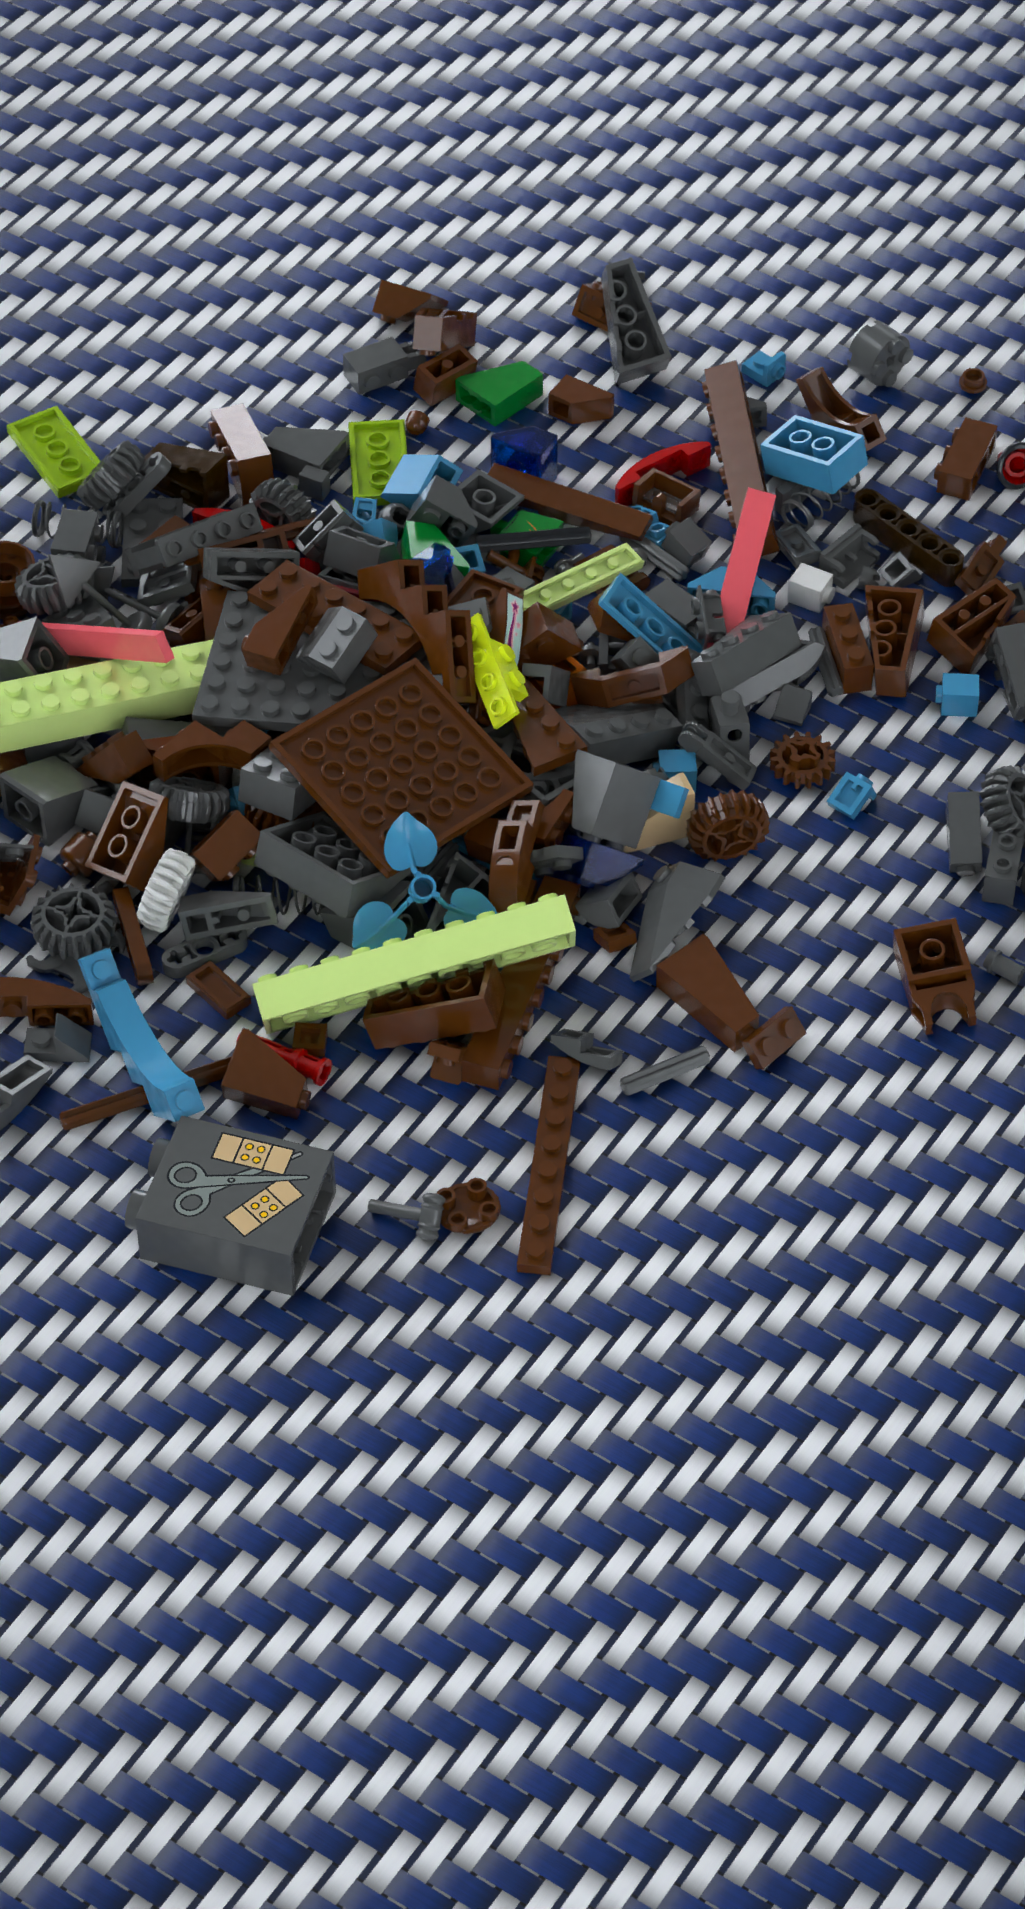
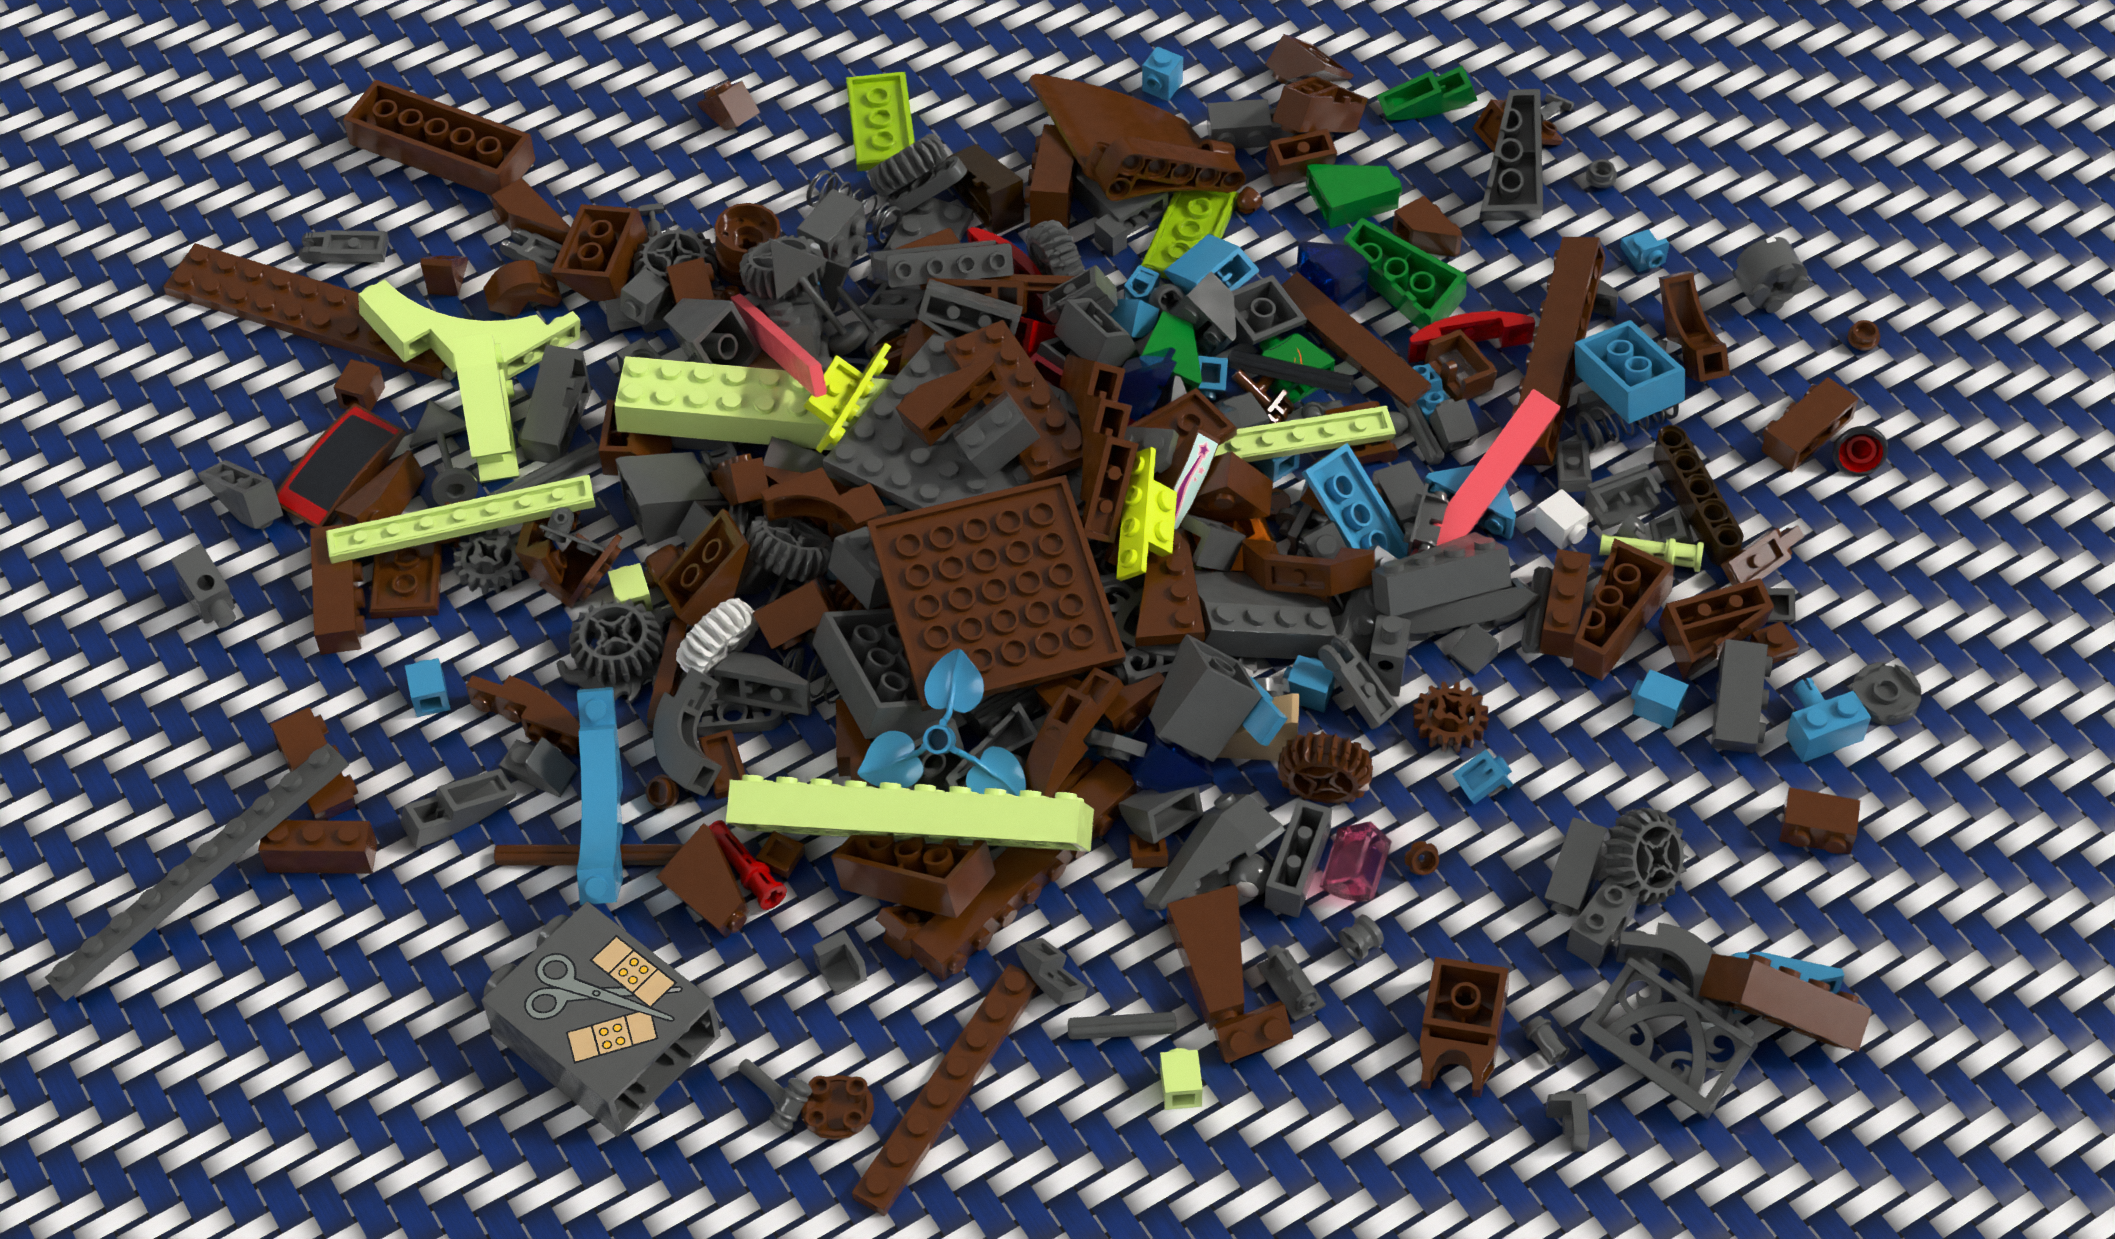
camera: 25 degrees right, 5 degrees up
(57, 873) = (630, 583): none -> yellowish green brick
(168, 976) = (676, 733): none -> dark grey arch
(180, 1025) = (662, 792): none -> reddish brown plate
(184, 668) = (843, 388): none -> neon yellow bracket
(287, 337) = (1162, 73): none -> dark azure brick
(298, 404) = (1133, 144): none -> reddish brown panel
(321, 934) = (850, 744): none -> reddish brown slope
(408, 1101) = (839, 962): none -> dark grey panel
(523, 298) = (1428, 95): none -> green slope
(588, 441) = (1407, 276): none -> green wedge
(698, 319) = (1601, 174): none -> dark grey plate
(710, 922) = (1249, 875): none -> dark grey piece
(736, 1091) = (1181, 1079): none -> yellowish green brick
(741, 899) = (1298, 858): none -> dark grey brick
(780, 994) = (1290, 983): none -> dark grey hinge
(785, 890) = (1356, 862): none -> clear pink brick
(821, 942) = (1361, 937): none -> dark grey wheel
(843, 869) = (1424, 866): none -> reddish brown plate
(924, 581) = (1670, 551): none -> yellowish green pin

